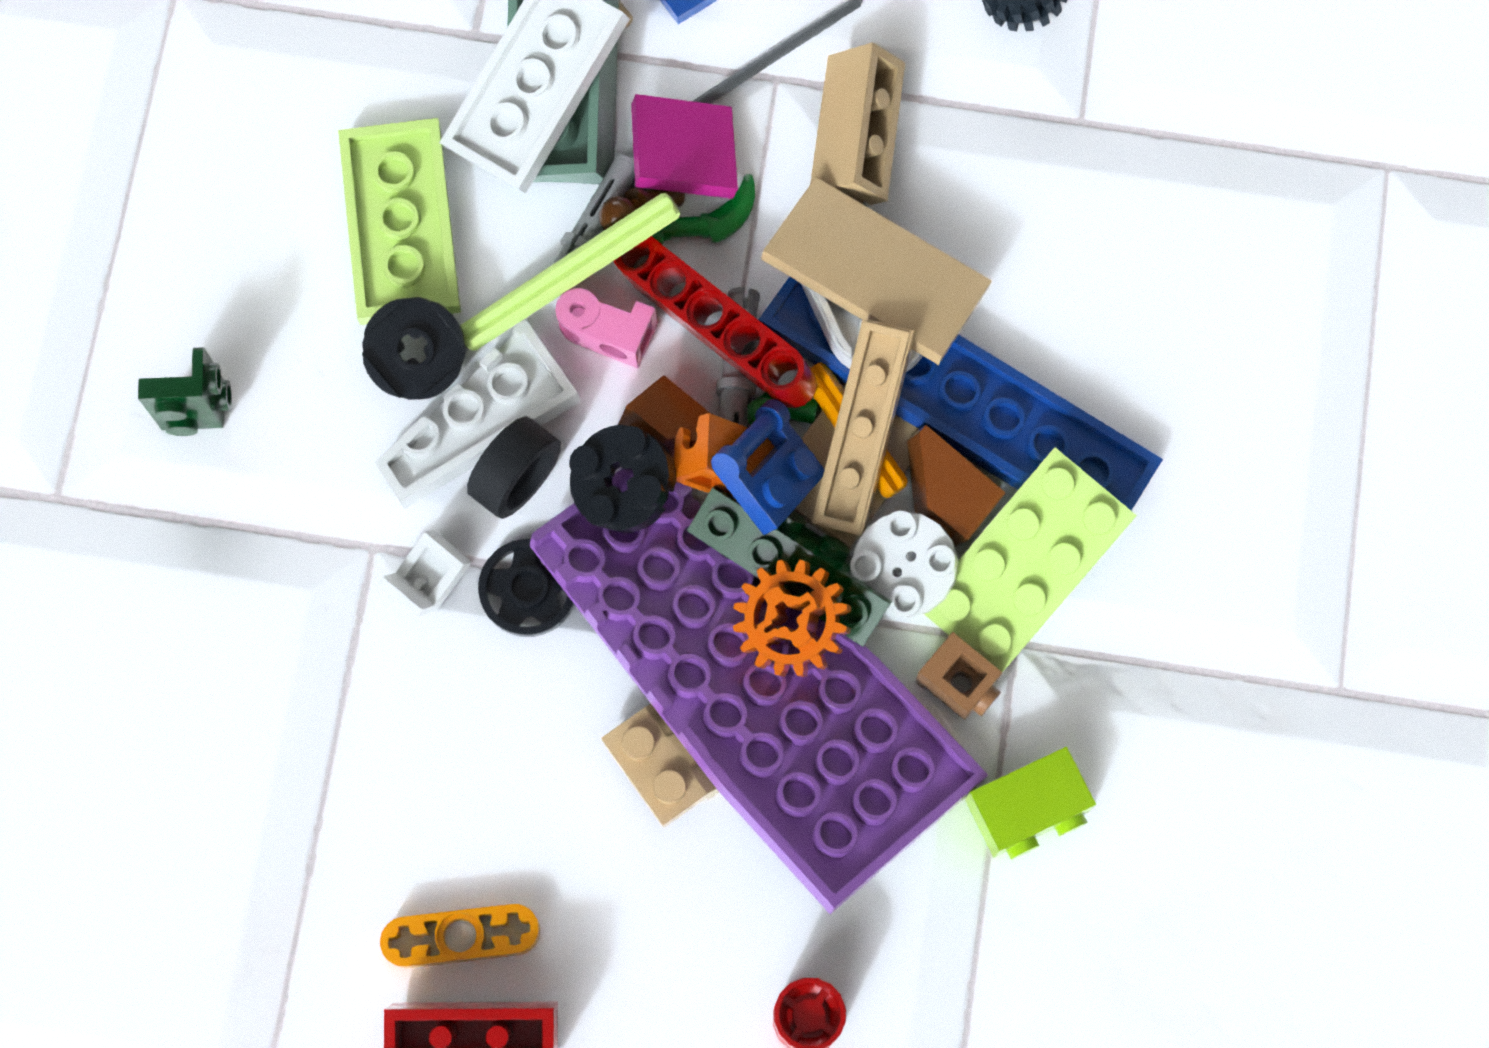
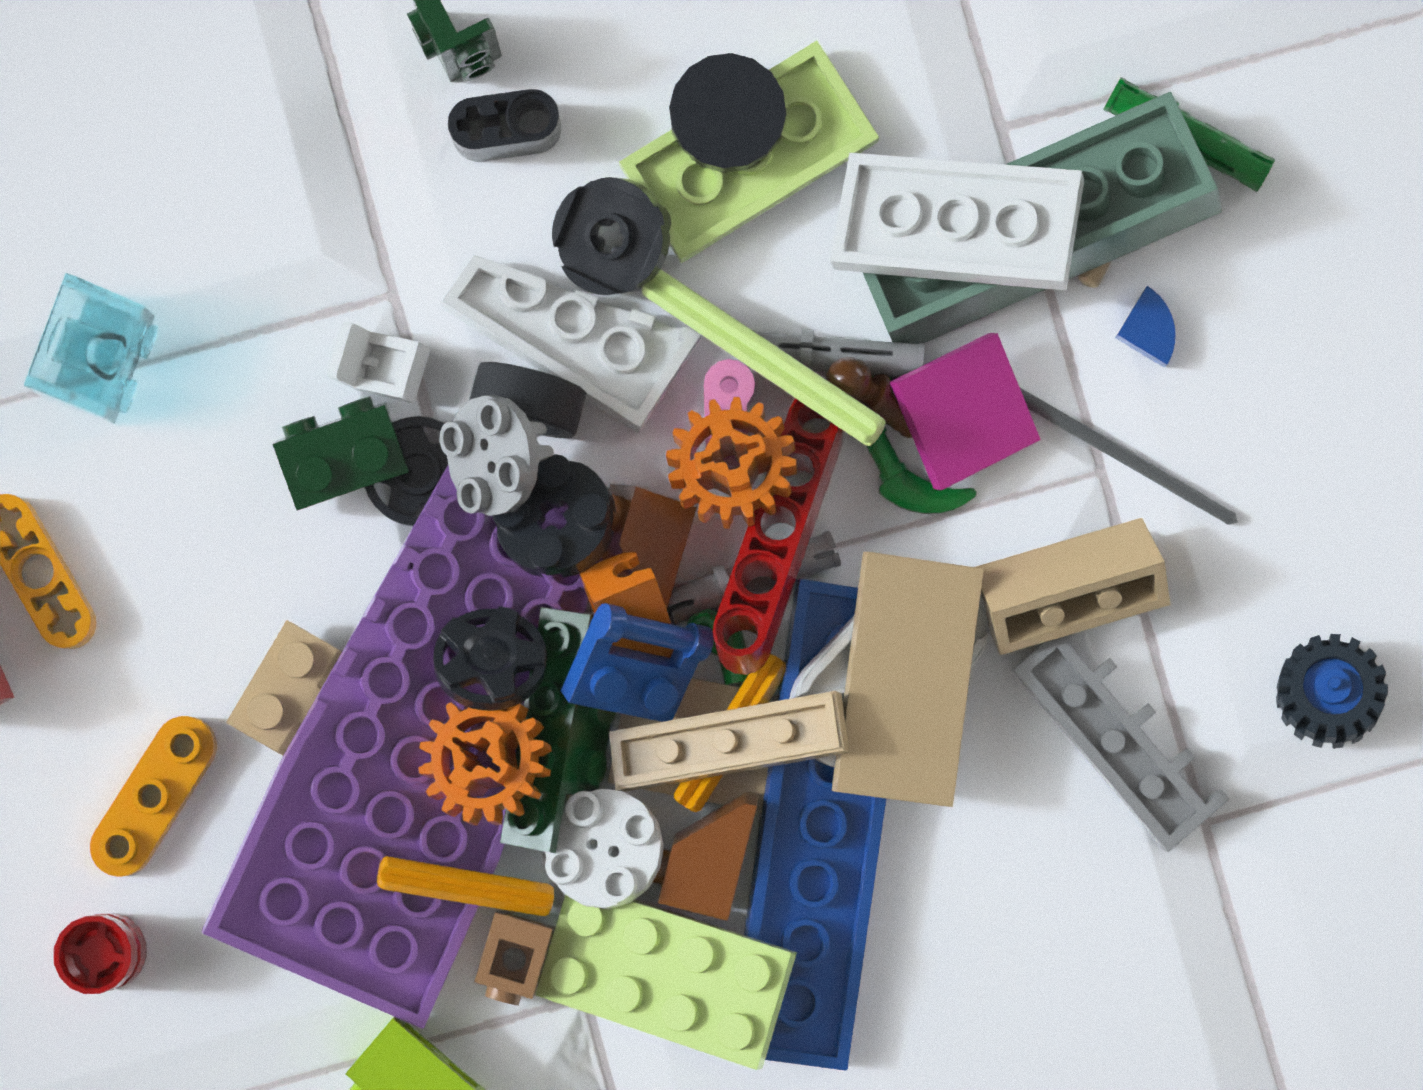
camera: 65 degrees right, 10 degrees up
(294, 394) = (488, 109): none -> black beam
(299, 799) = (91, 350): none -> clear light blue slope
(361, 216) = (727, 112): none -> black tile
(484, 637) = (339, 454): none -> dark green bracket
(547, 521) = (493, 455): none -> light grey plate
(658, 338) = (711, 471): none -> orange gear
(699, 946) = (174, 777): none -> light orange plate
(709, 577) = (490, 658): none -> black wheel
(886, 687) = (465, 886): none -> light orange axle
(991, 152) = (1115, 742): none -> light grey hinge

